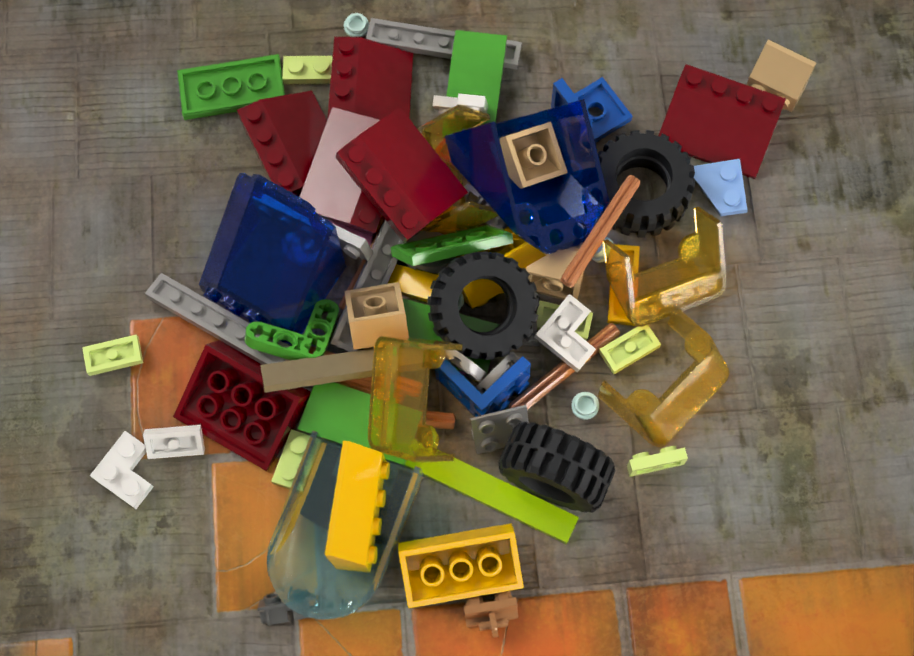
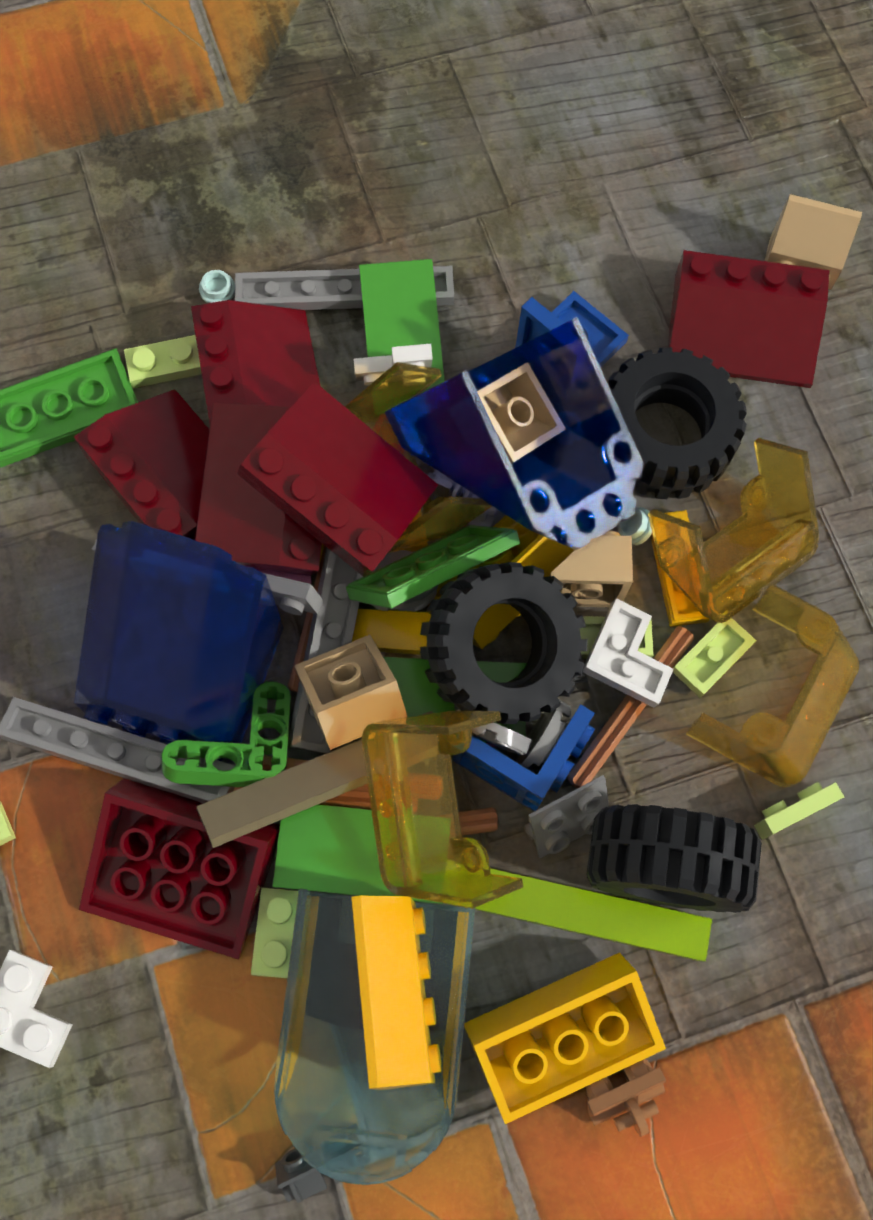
camera: 20 degrees left, 0 degrees up
(174, 441) = (88, 949): white plate -> none
(585, 405) = (674, 752): light aqua plate -> none
(600, 231) = (641, 501): nougat axle -> none
(723, 186) = (777, 405): light blue wing -> none

